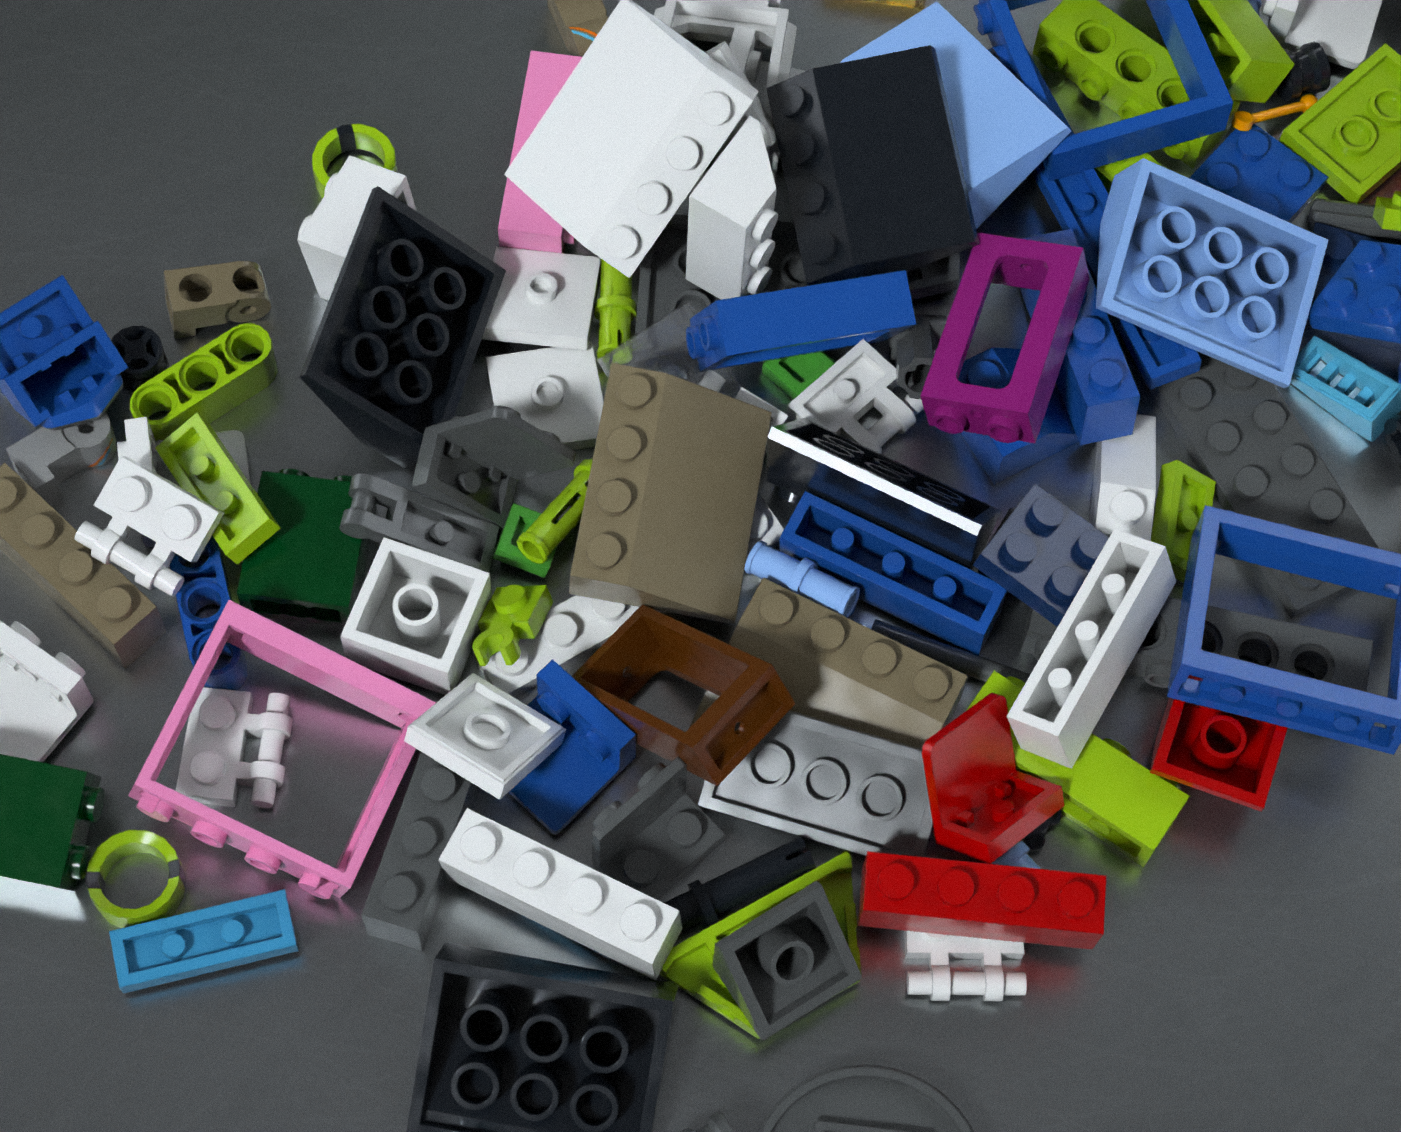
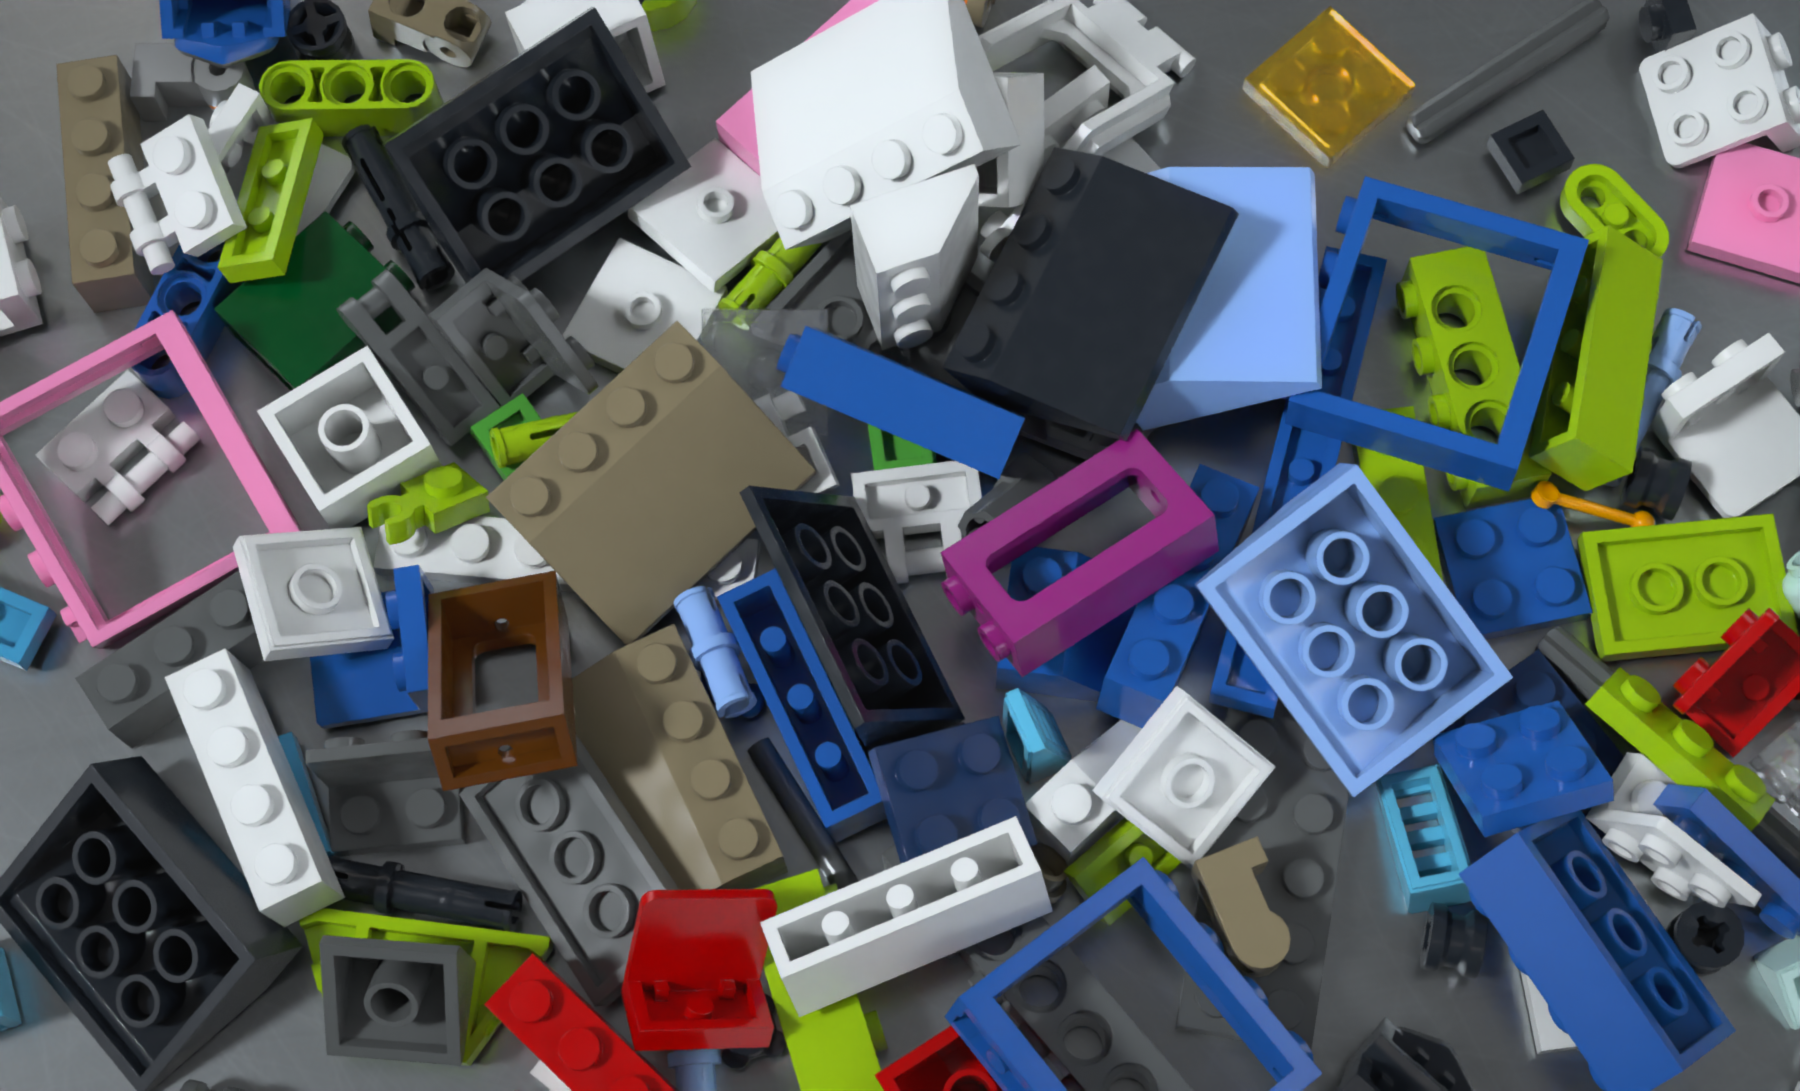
camera: 45 degrees right, 5 degrees up
(323, 449) = (405, 222): none -> black pin
(1060, 480) = (1033, 736): none -> medium azure slope
(1182, 442) = (1184, 778): none -> white plate
(1283, 499) = (1249, 931): none -> dark tan leg

